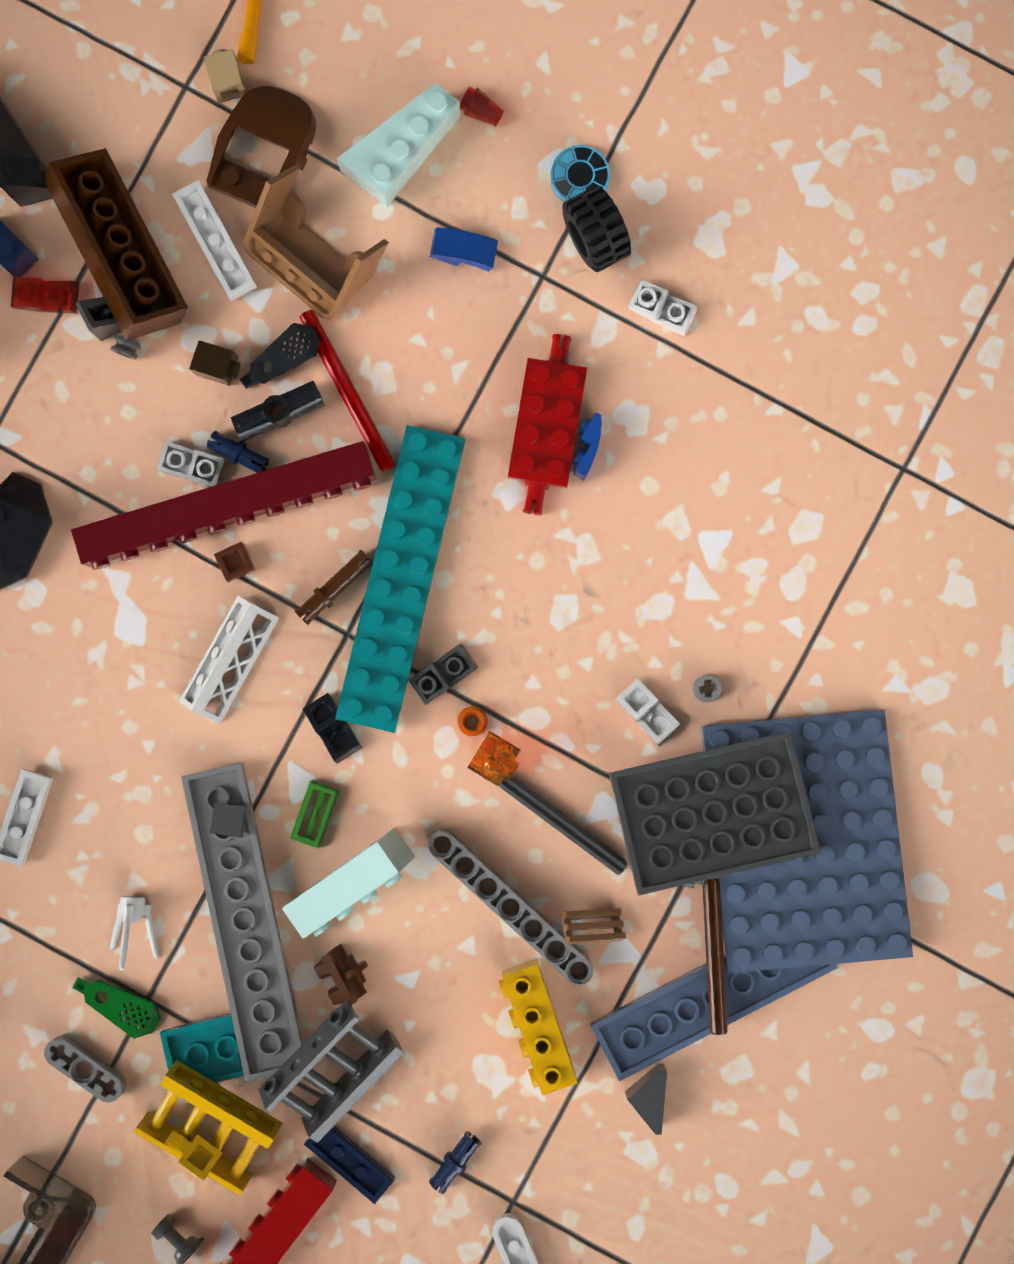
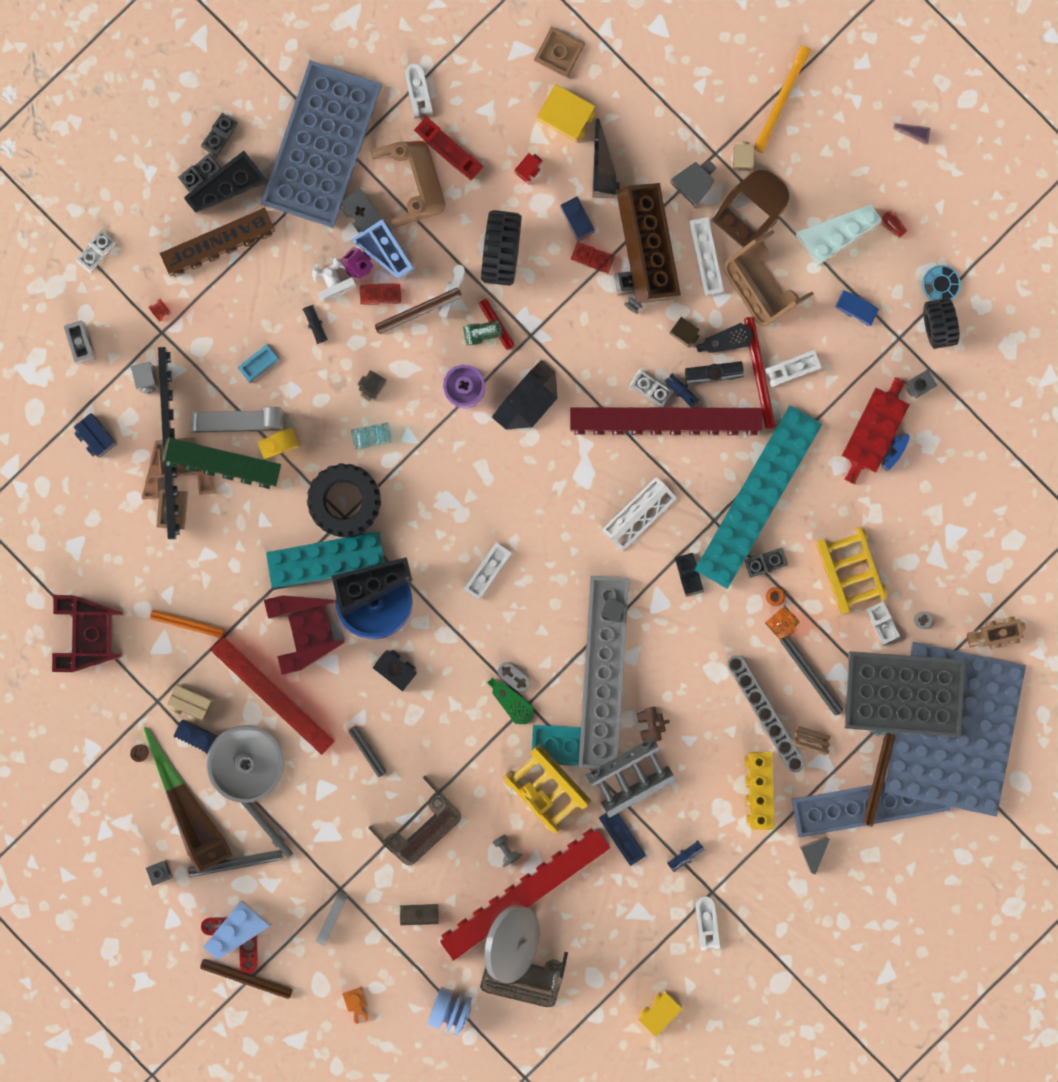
camera: 10 degrees right, 0 degrees up
(71, 1071) = (466, 725): light grey beam -> none
(108, 973) = (511, 681): none -> light grey beam
(130, 911) = (535, 646): white plant -> none
(163, 134) = (694, 182): none -> dark grey torso
(234, 562) = (660, 456): copper plate -> none
(303, 810) = (672, 610): bright green tile -> none
(333, 587) = (715, 490): reddish brown pin -> none
(348, 884) = (672, 670): light aqua wedge -> none
(396, 368) = (793, 368): none -> white plate
(564, 673) = (837, 585): none -> yellow fence
(604, 324) = (928, 381): none -> dark grey brick
(661, 308) = (967, 381): white slope -> none
(831, 674) = (1000, 632): none -> medium nougat brick

